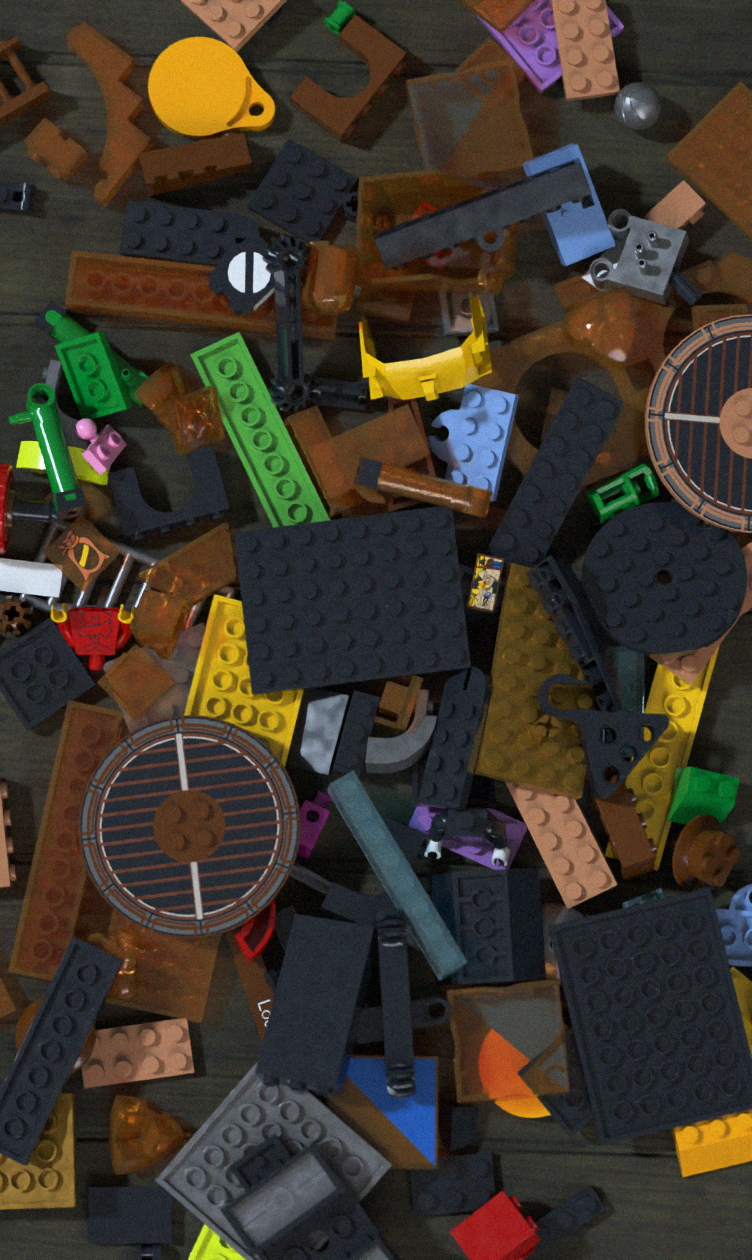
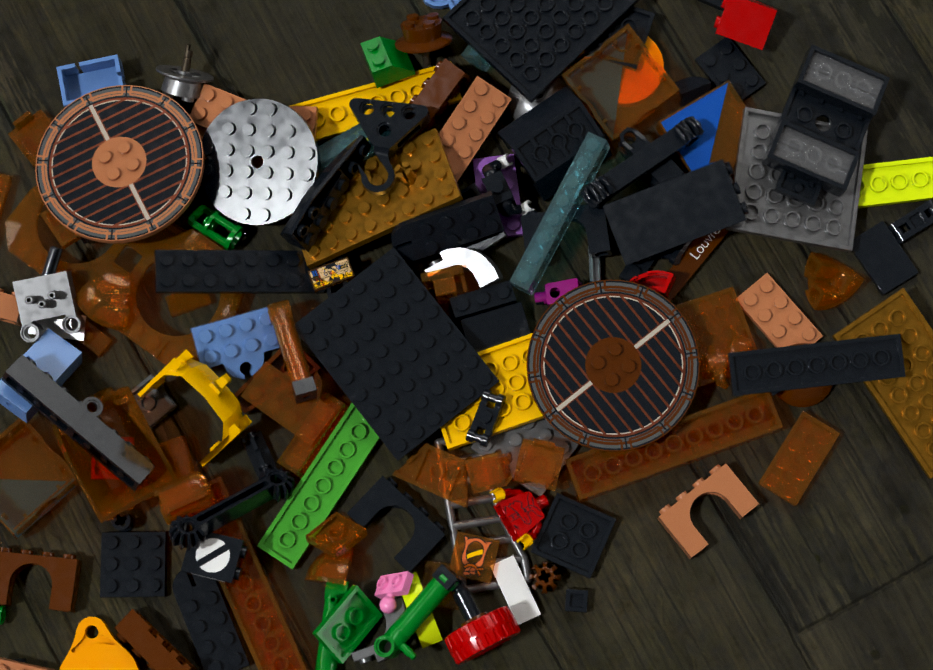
camera: 110 degrees left, 5 degrees down
(220, 654) = (486, 418): none -> black plate

